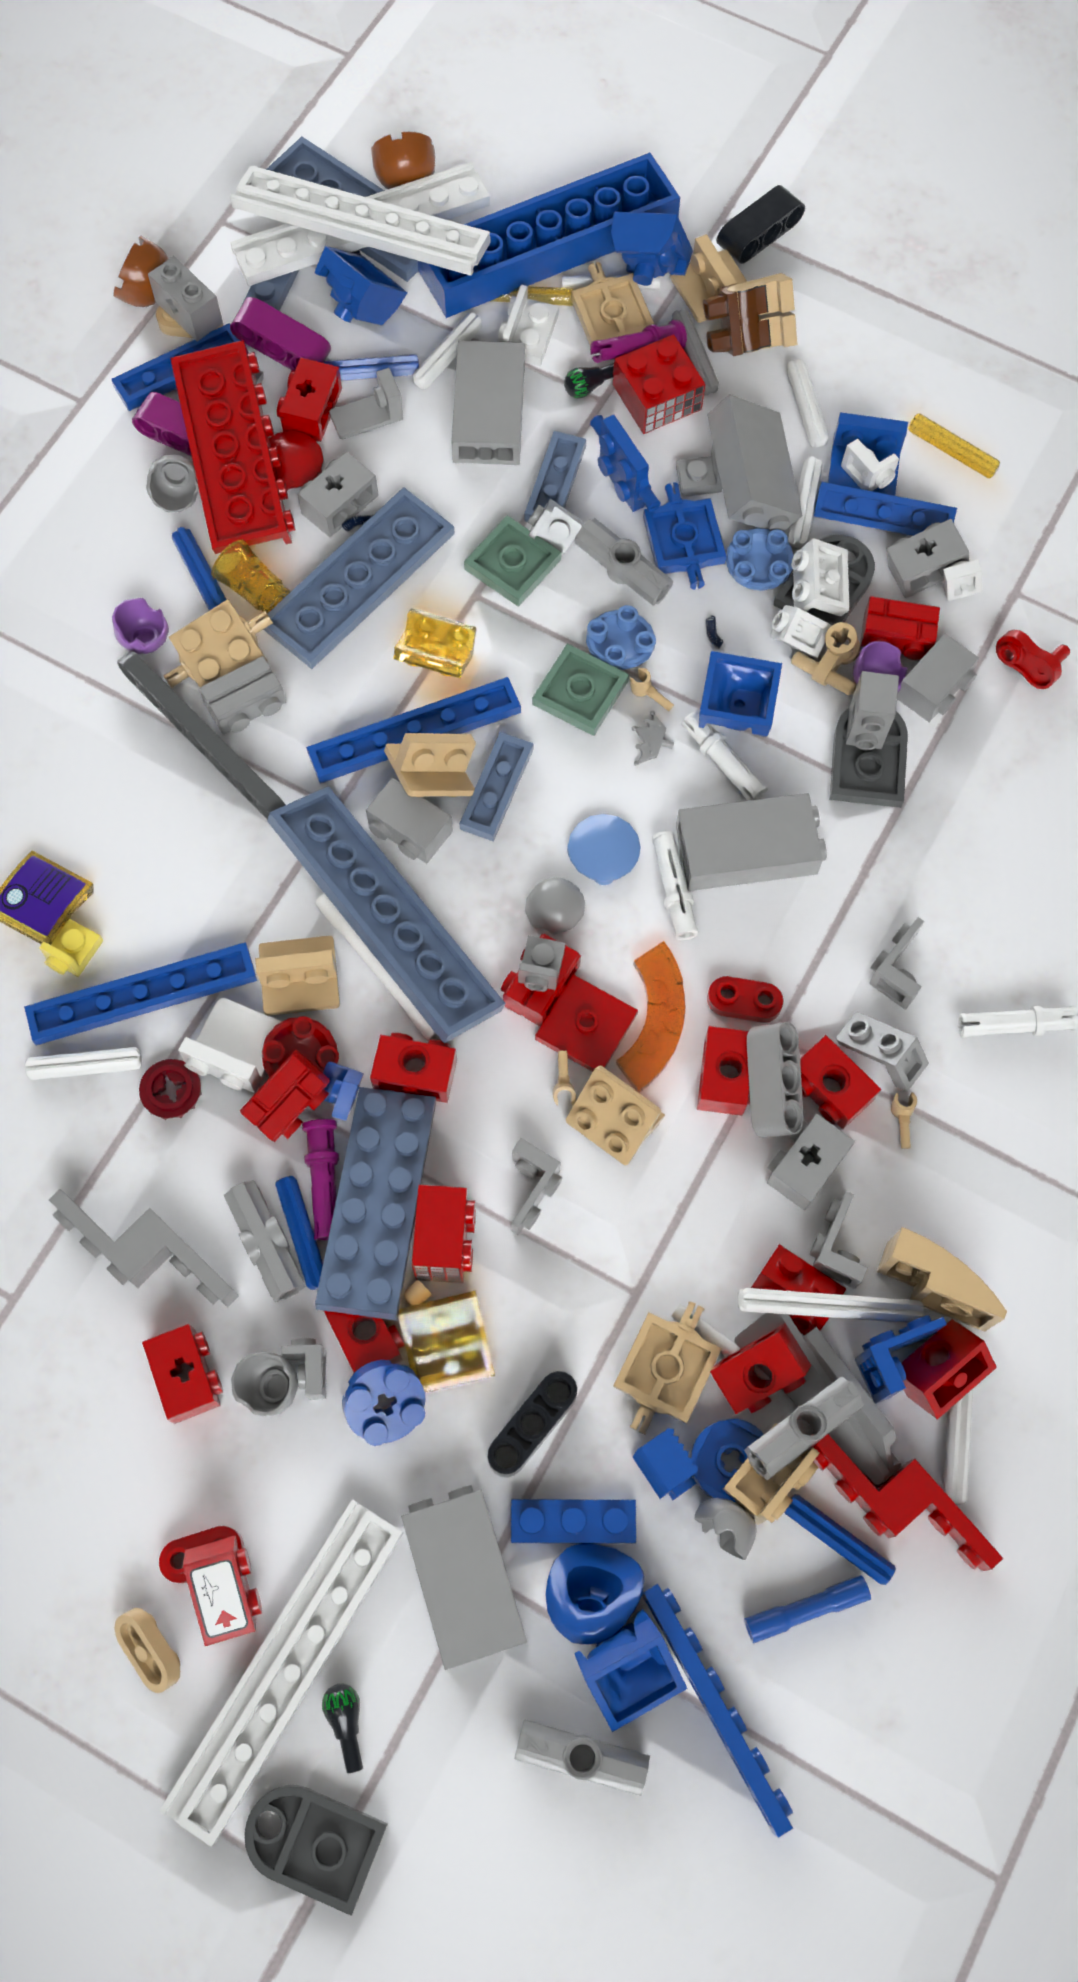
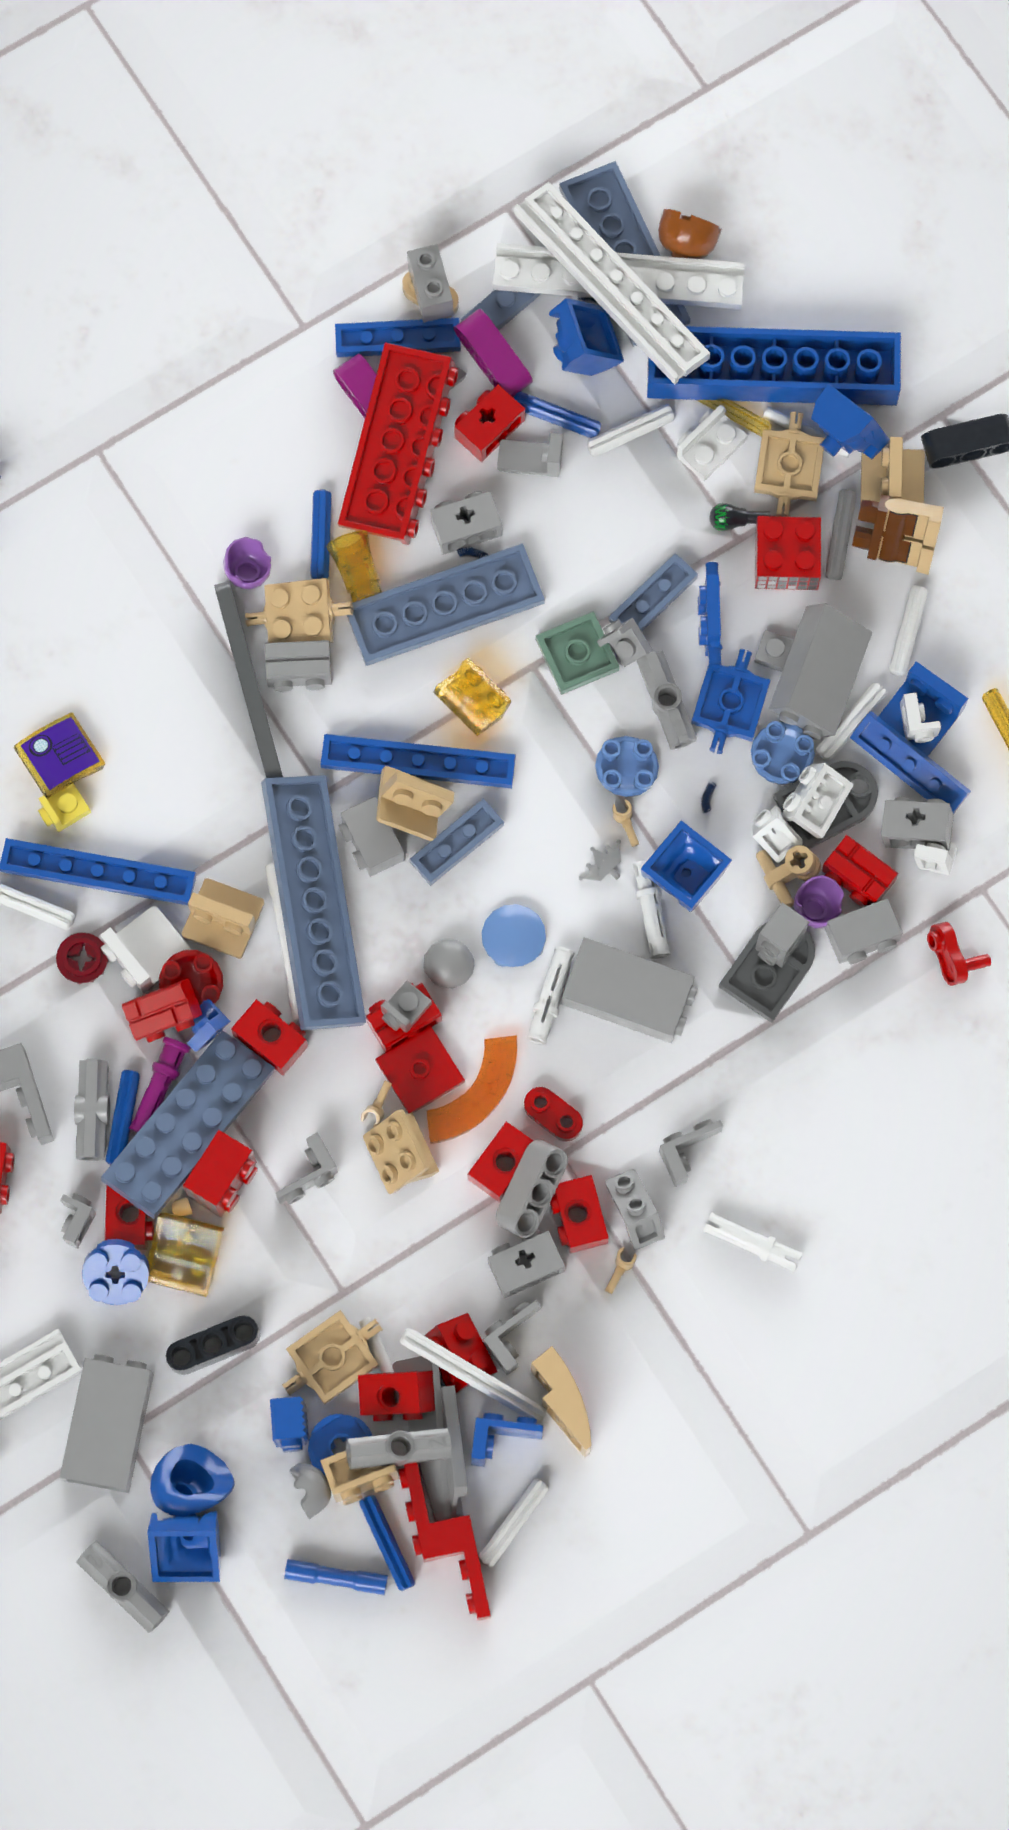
camera: 30 degrees right, 5 degrees up
(138, 263) = (410, 235): dark orange cylinder -> none
(172, 483) = (335, 447): light grey hair -> none
(264, 1383) = (39, 1214): light grey hair -> none
(299, 458) = (452, 471): red dish -> none
(488, 402) = (636, 498): light grey brick -> none
(573, 1521) = (205, 1428): blue plate -> none
(580, 689) = (569, 793): sand green plate -> none
(618, 346) = (789, 507): magenta pin -> none
(725, 1721) = (234, 1618): blue plate -> none
(946, 1368) = (531, 1465): red brick -> none

